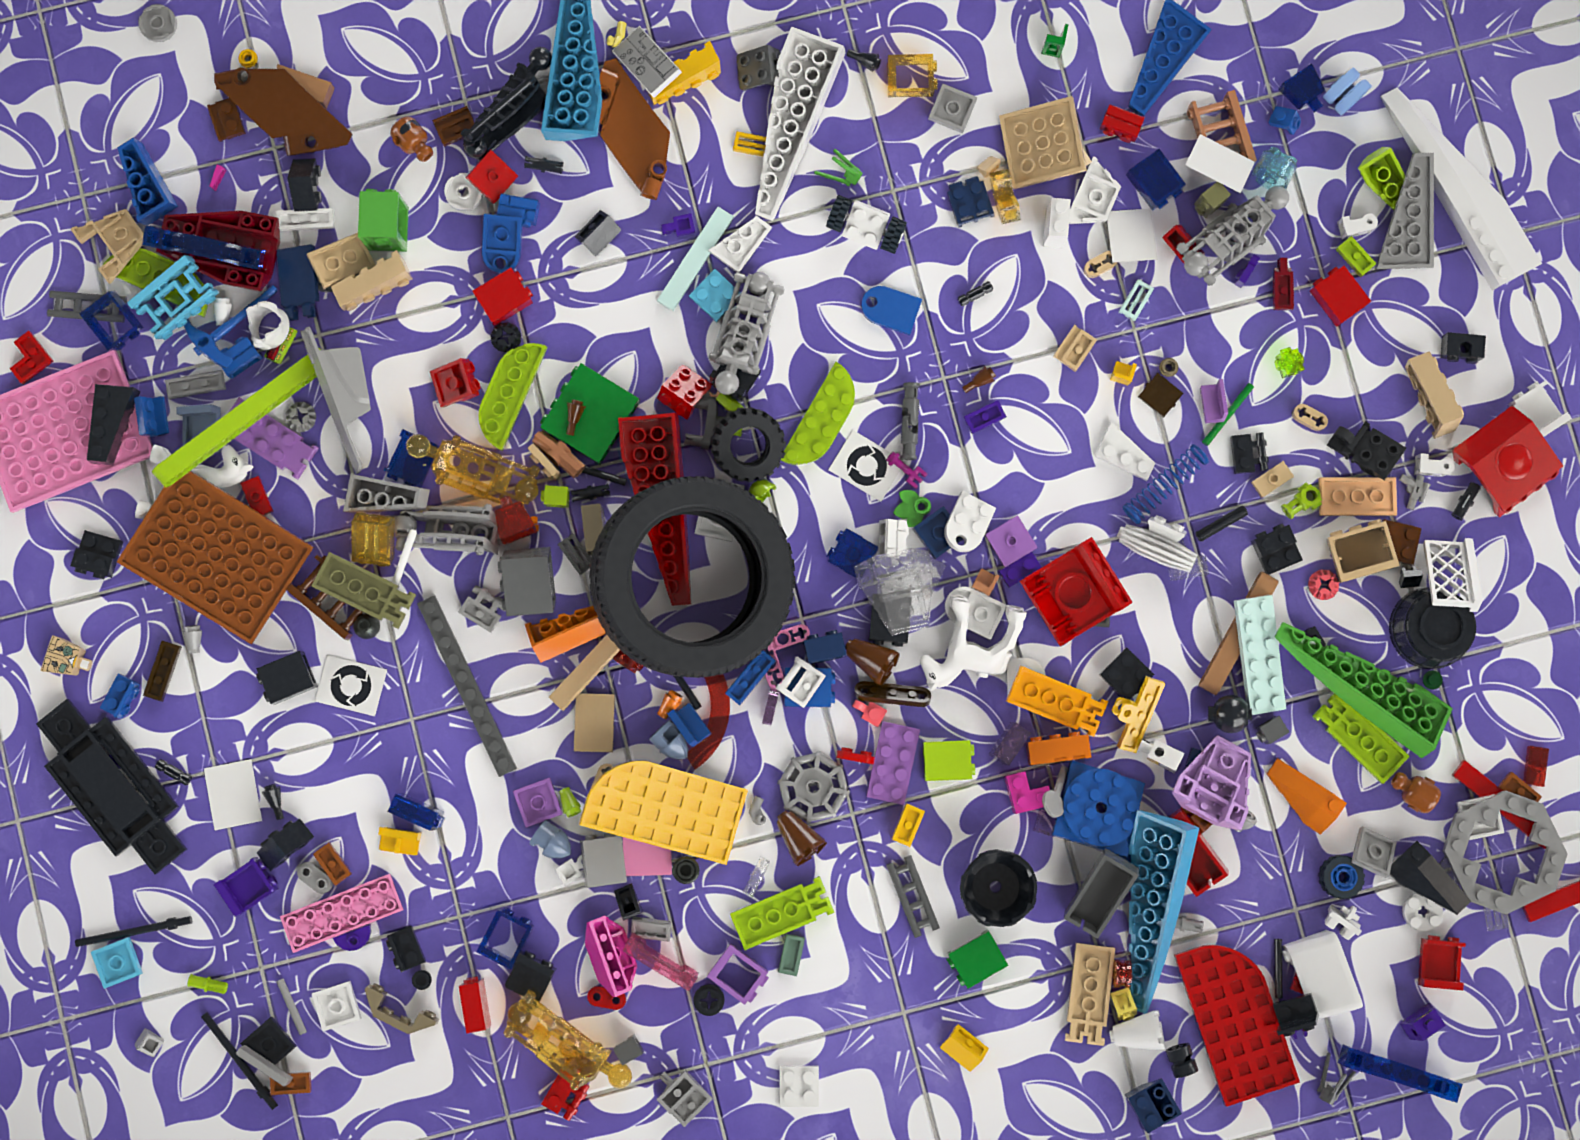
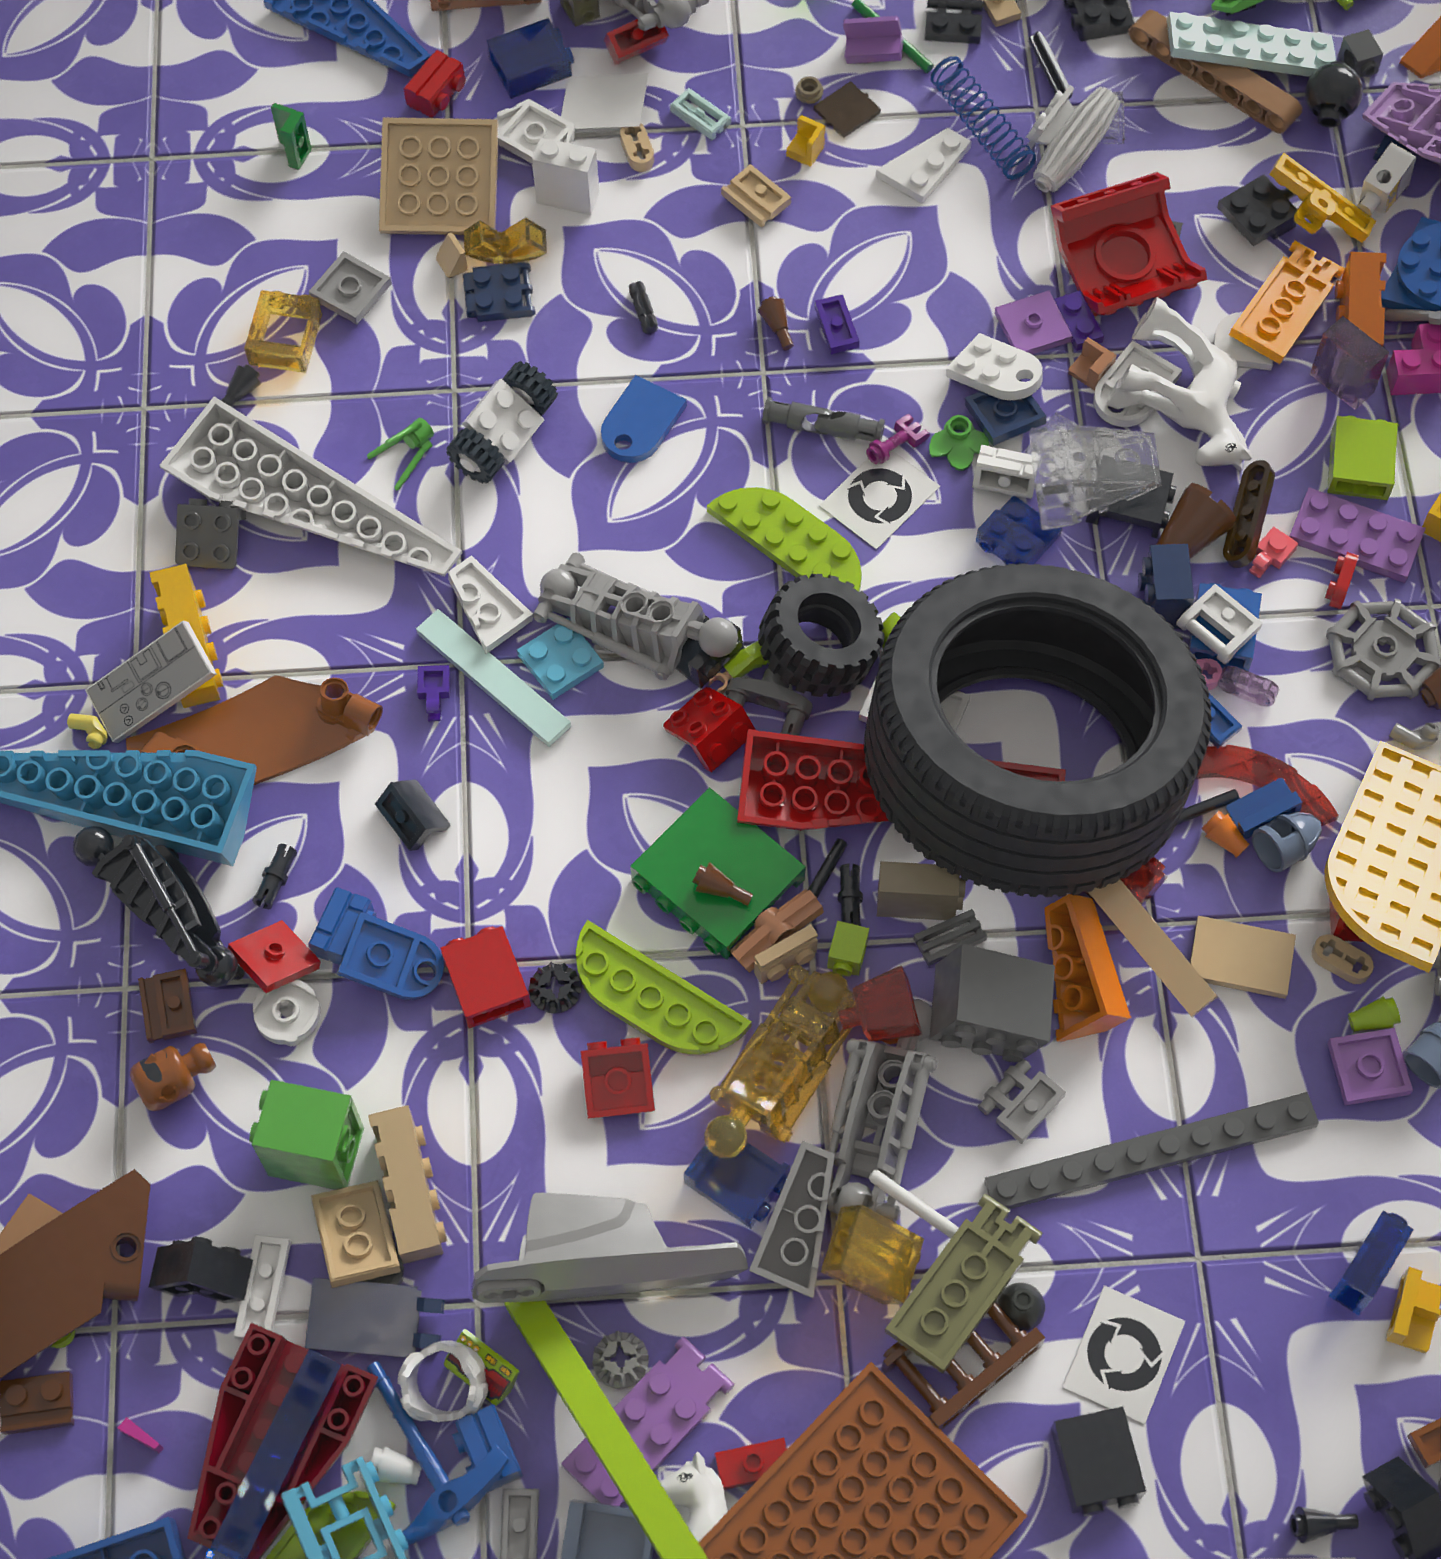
camera: 75 degrees left, 20 degrees down
(736, 148) = (328, 588): yellow tile -> none

